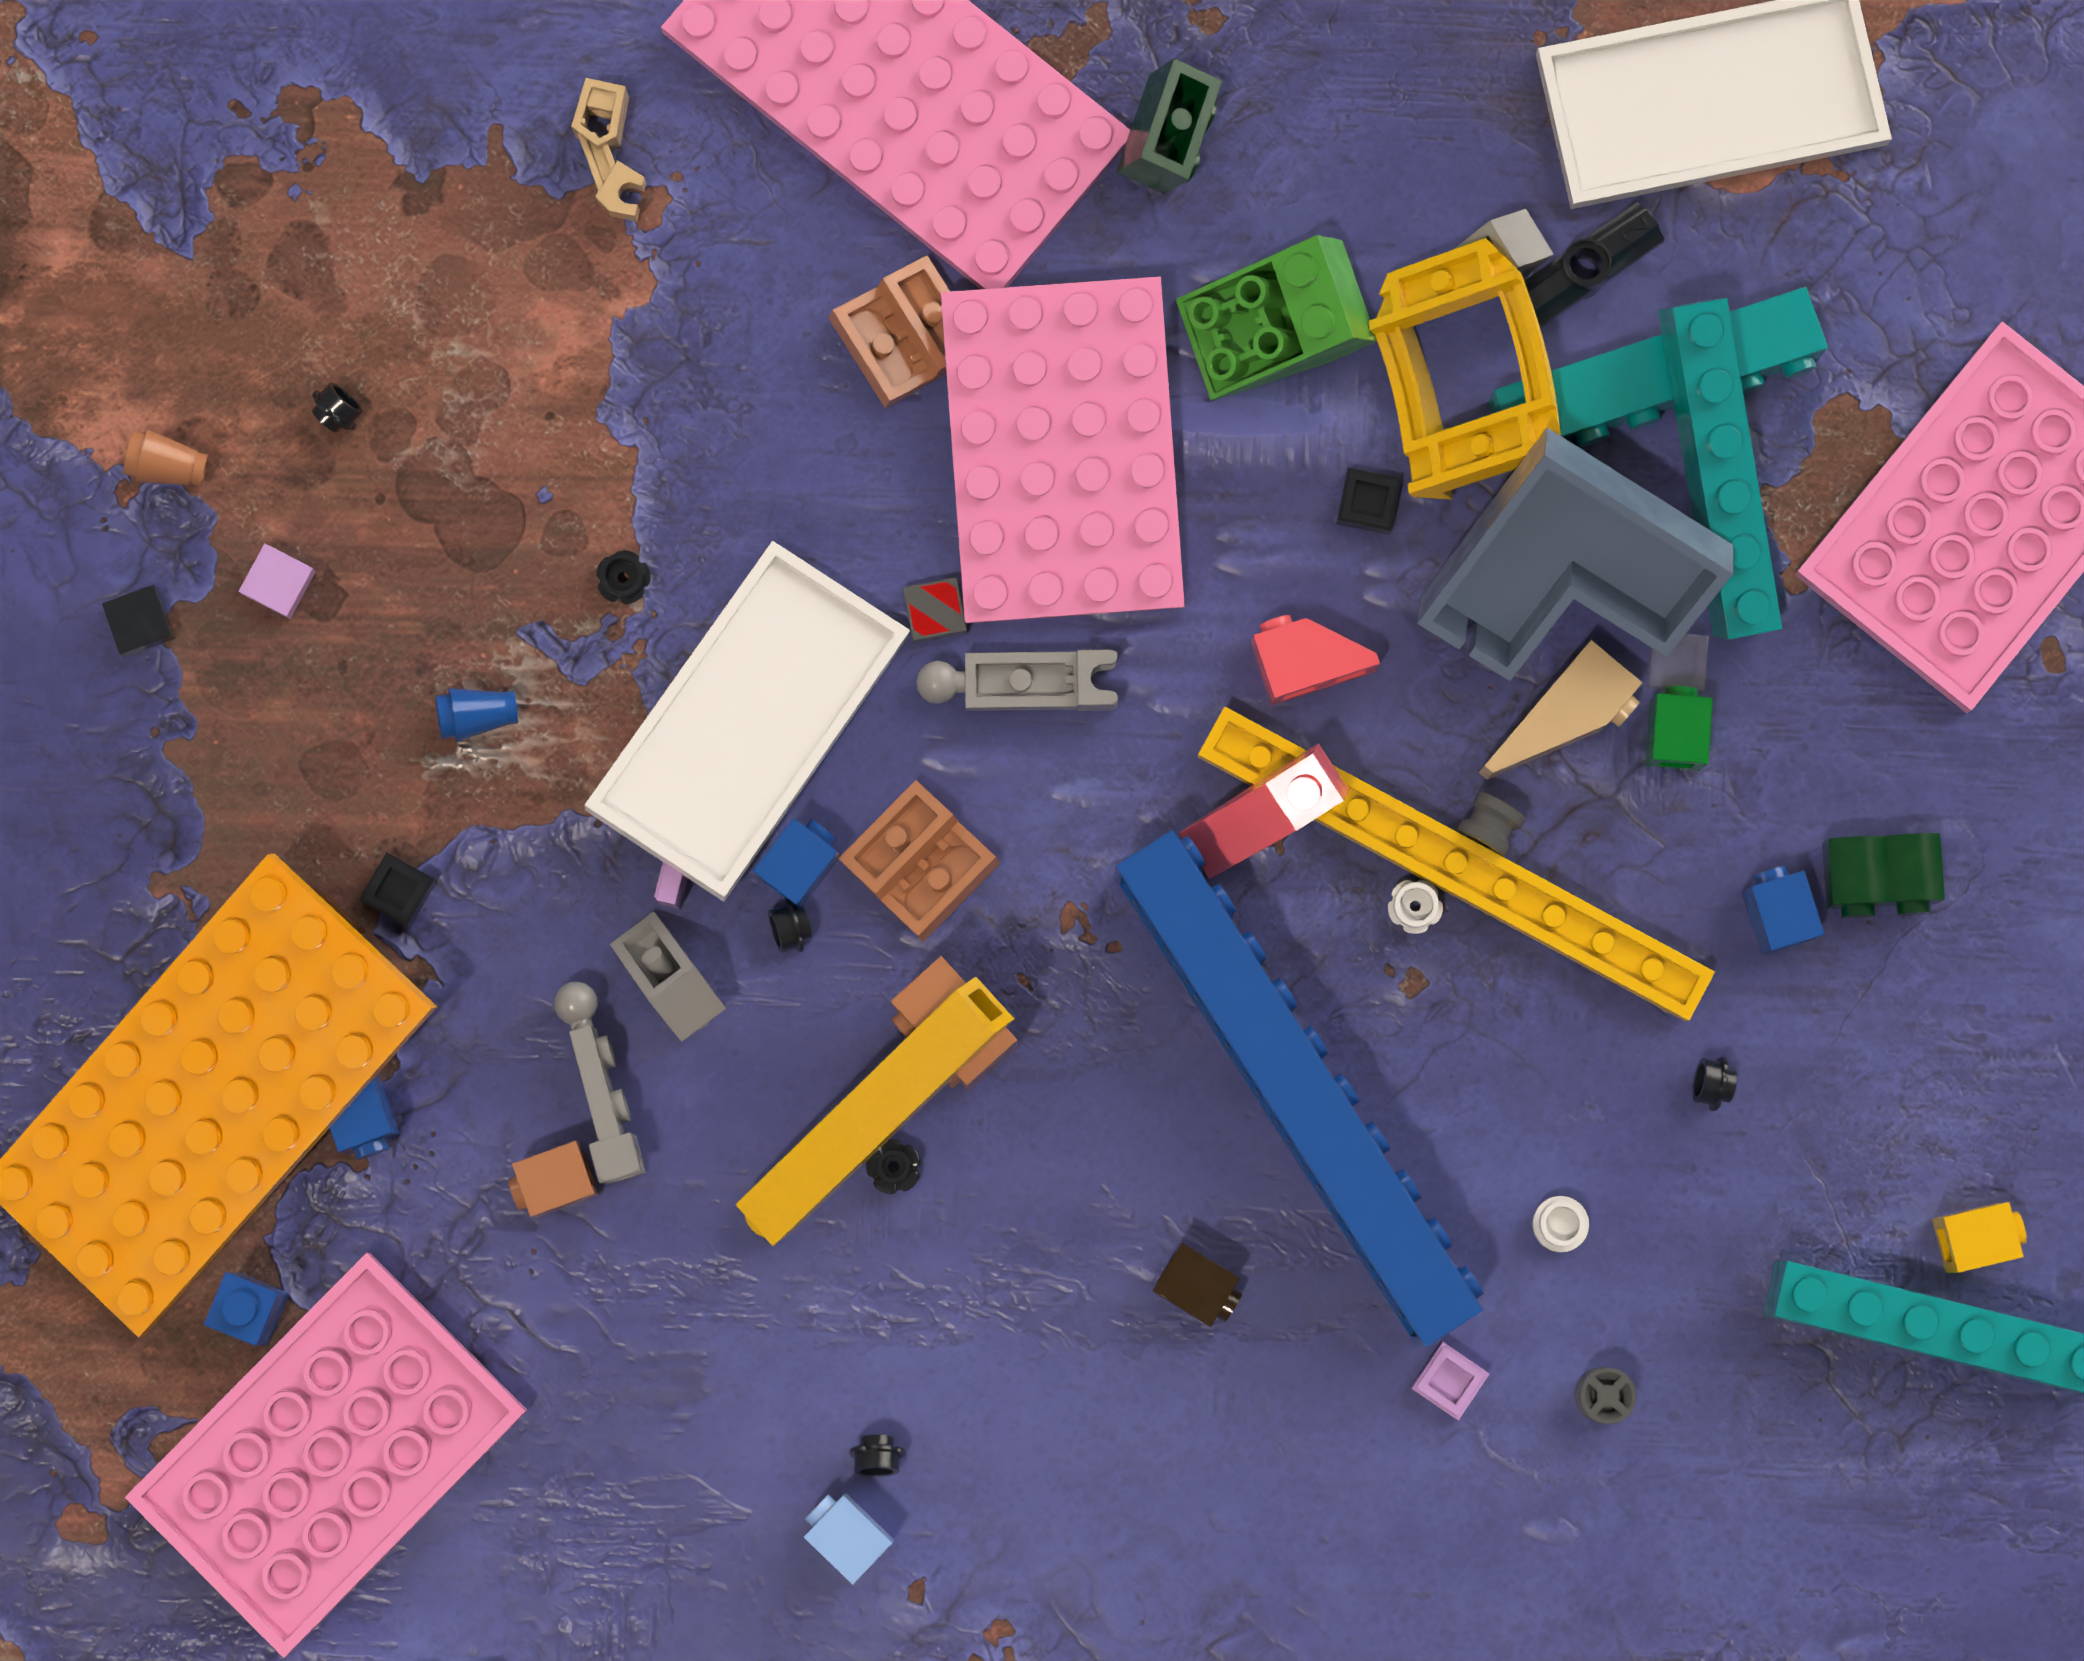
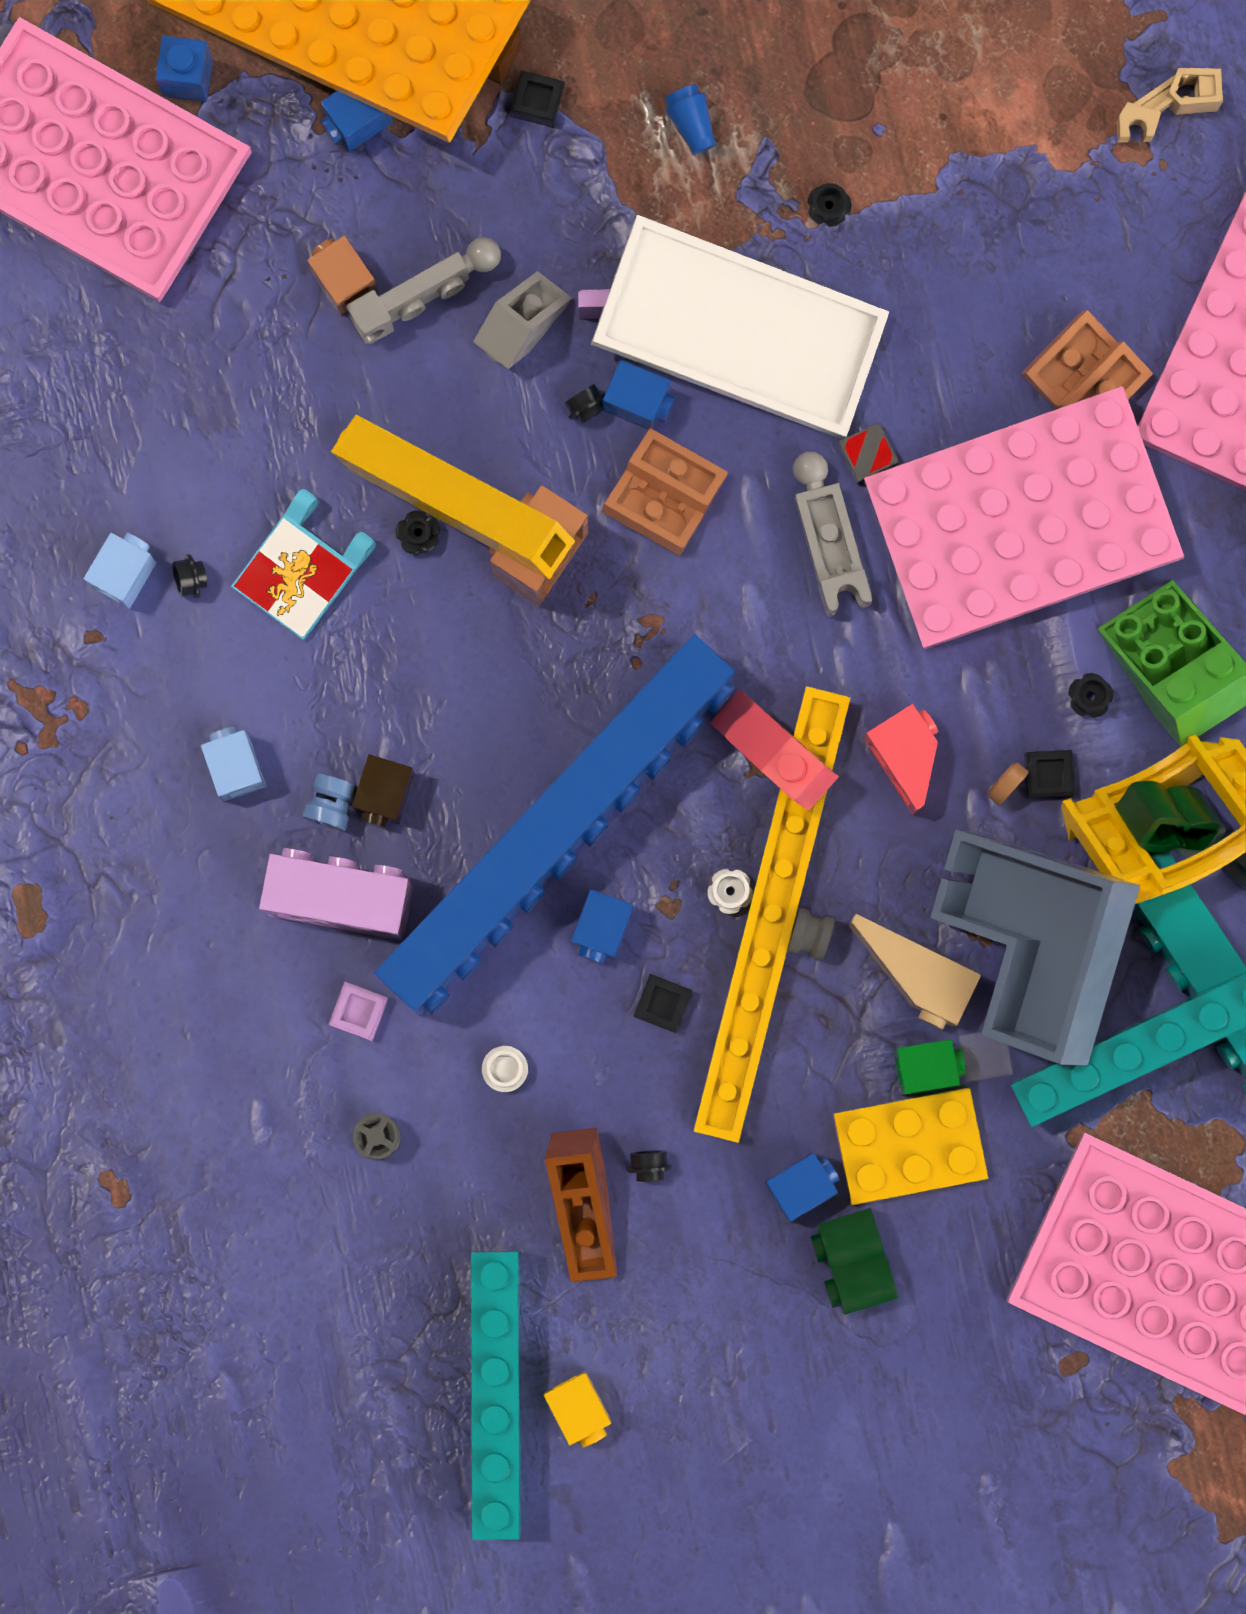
camera: 75 degrees right, 0 degrees up
(905, 1324) = (297, 573): none -> flag
(1118, 1458) = (232, 763): none -> light blue brick
(1206, 1358) = (327, 812): none -> medium blue wheel
(1293, 415) = (1090, 683): none -> black plate
(1313, 1369) = (337, 894): none -> lavender brick
(1370, 551) = (1007, 783): none -> medium nougat tile
(1423, 1067) = (601, 927): none -> blue brick
(1462, 375) = (1169, 818): none -> dark green brick
(1527, 1019) = (662, 1003): none -> black tile
(1741, 1172) = (582, 1203): none -> dark orange slope
(1763, 776) = (910, 1146): none -> yellow plate

